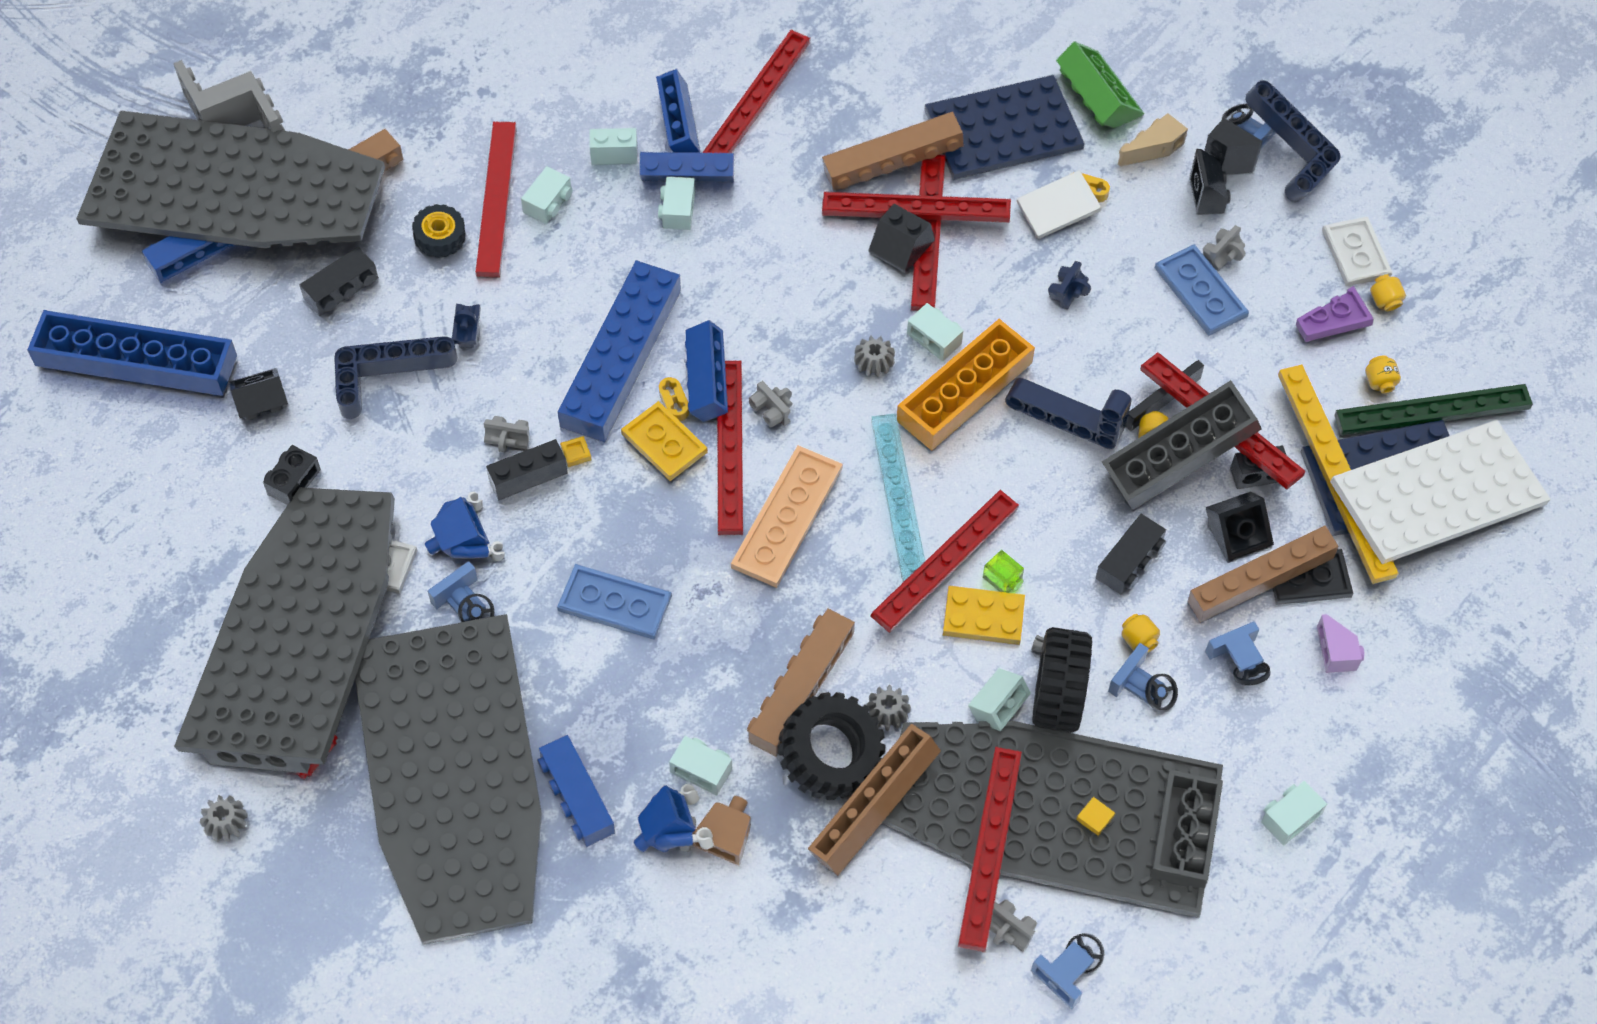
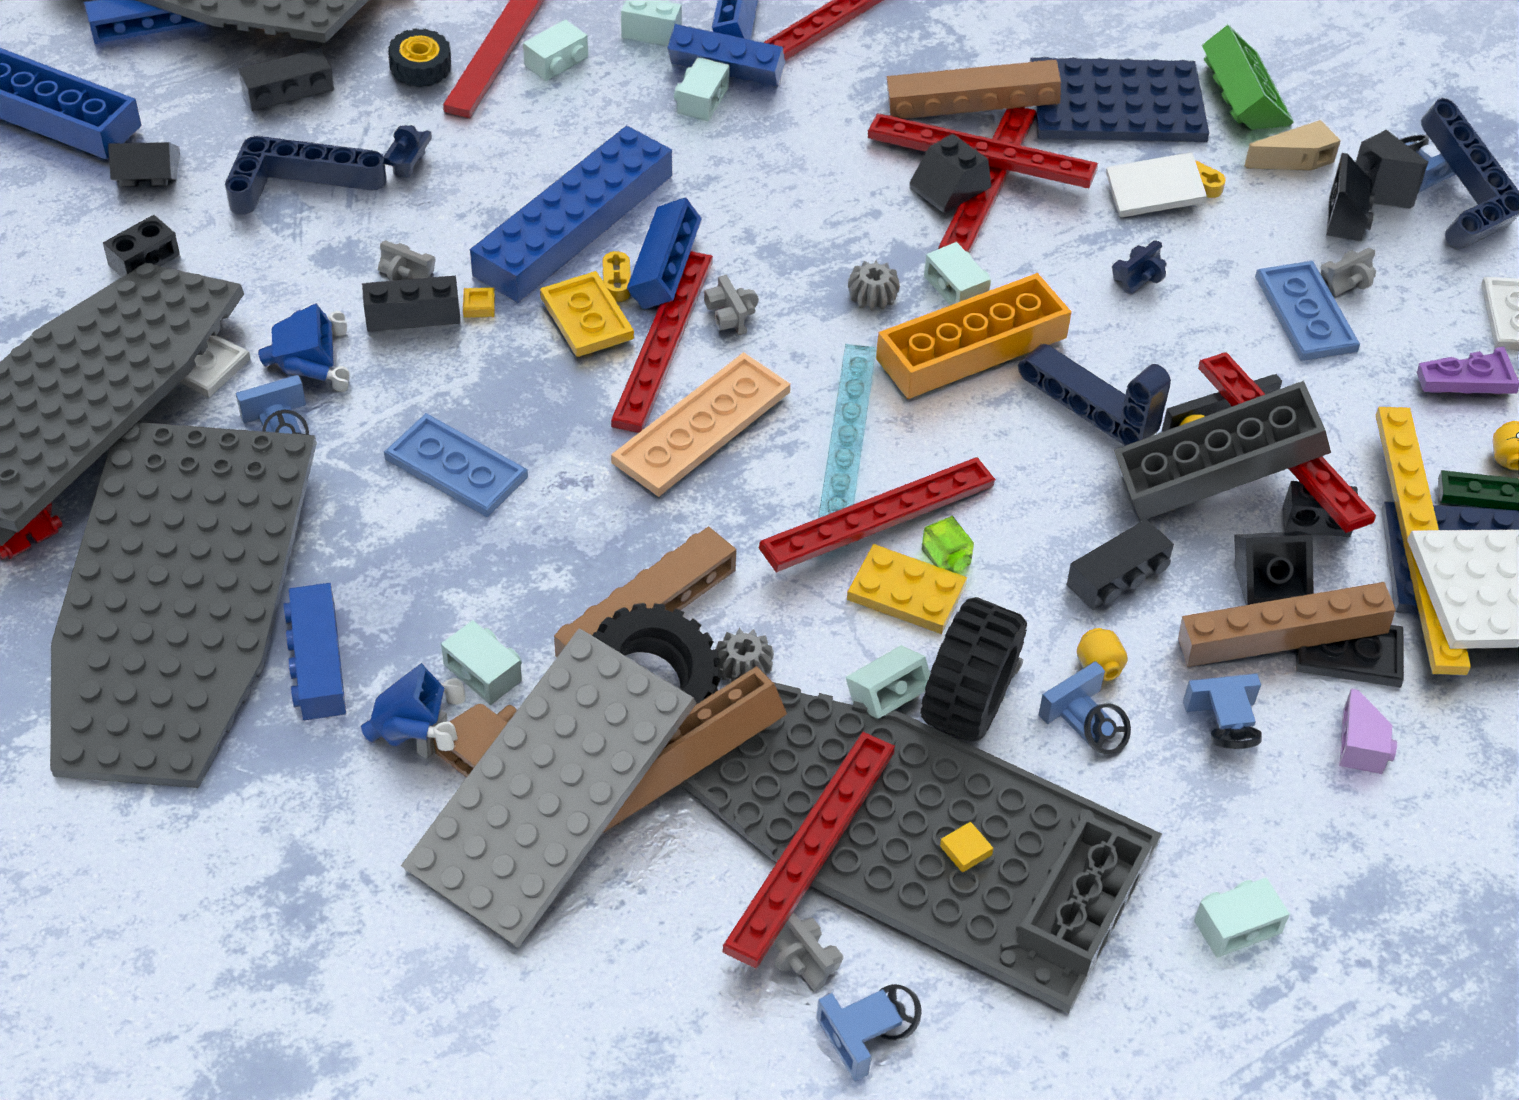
camera: 15 degrees right, 10 degrees down
(794, 856) = (548, 786): none -> light grey plate

